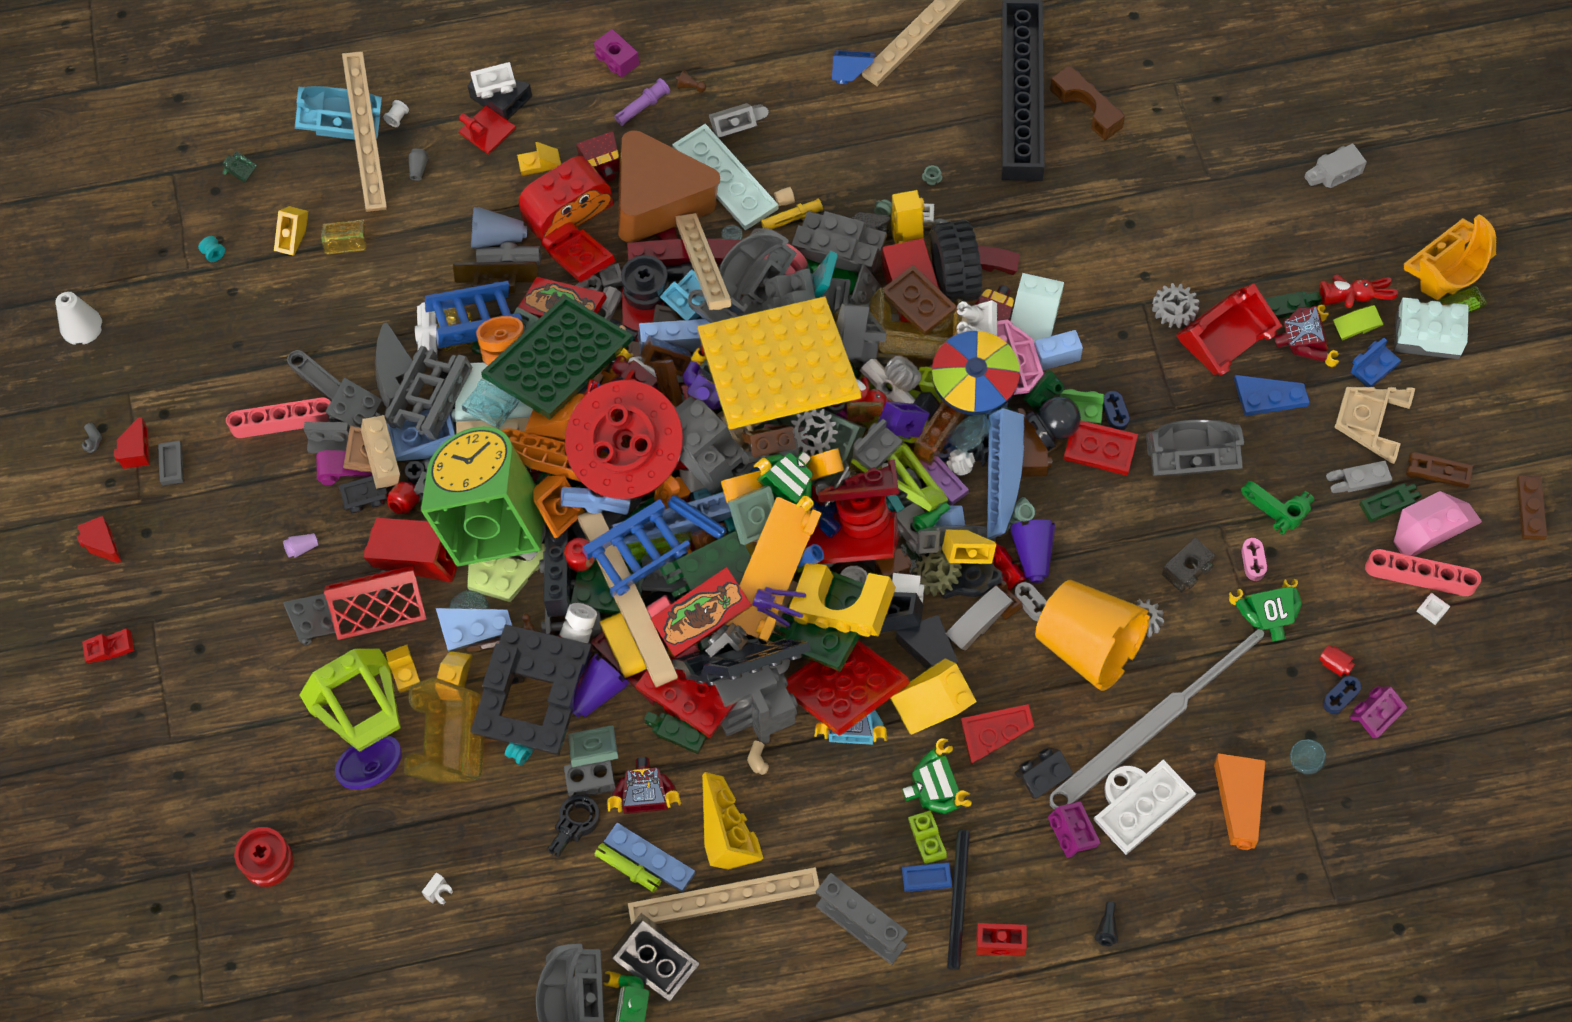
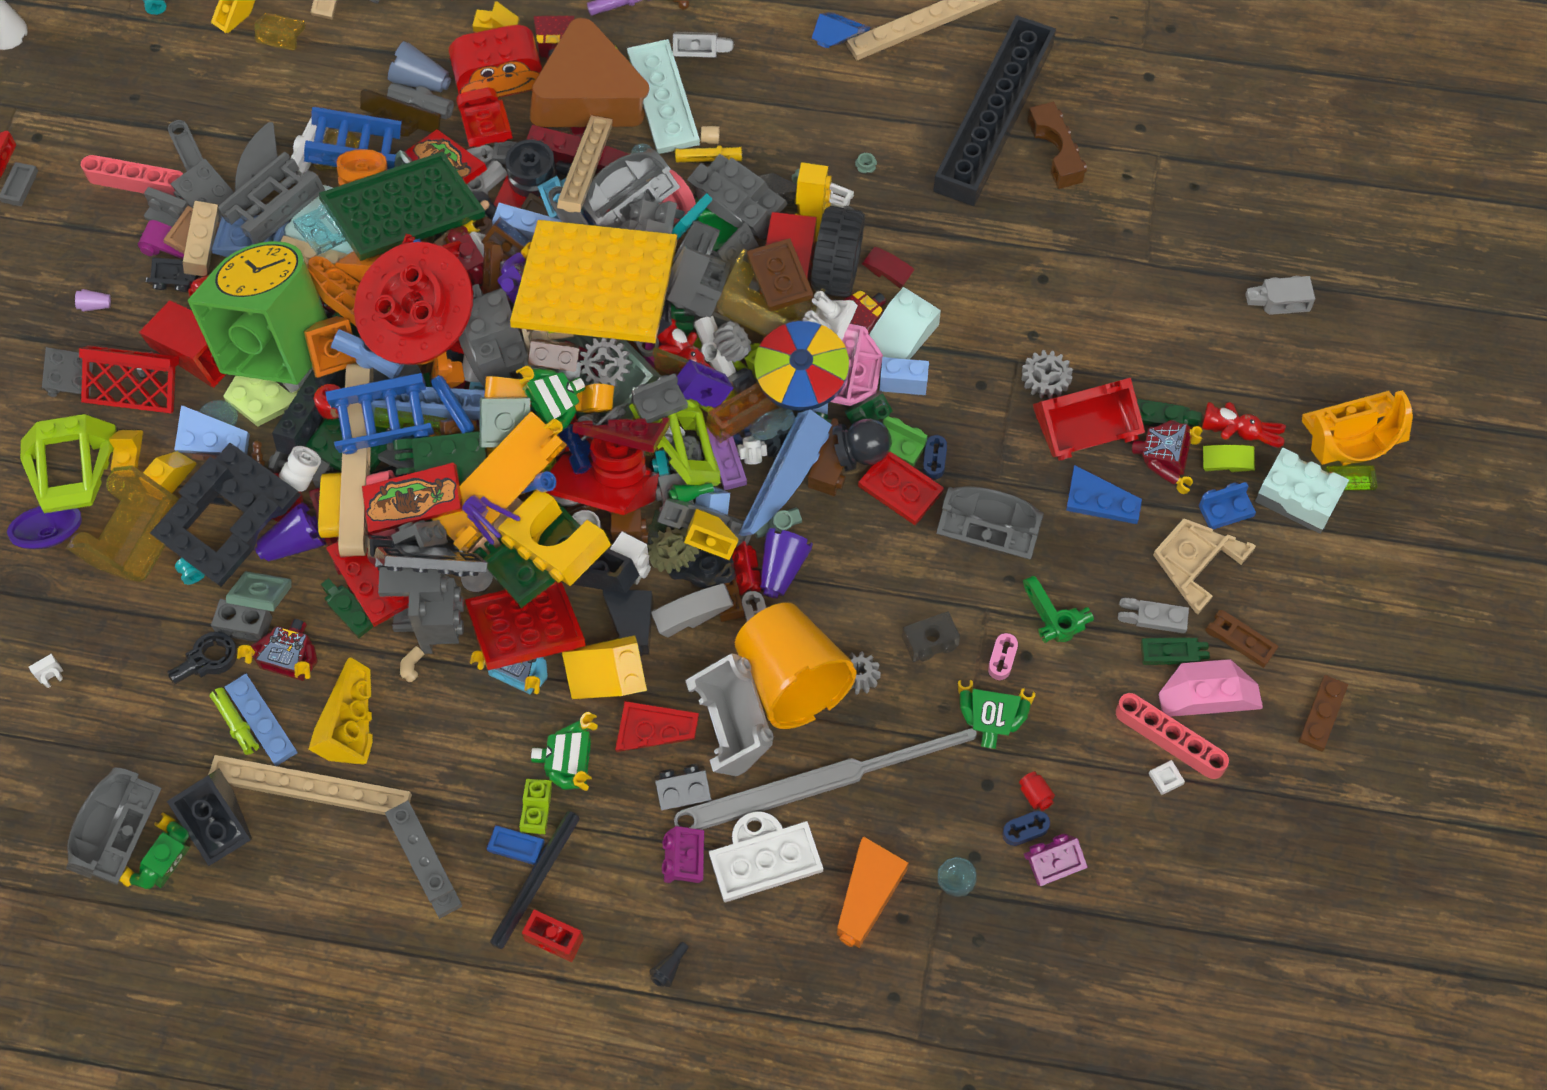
camera: 20 degrees right, 0 degrees up
(1064, 692) = (735, 713): none -> light grey windscreen

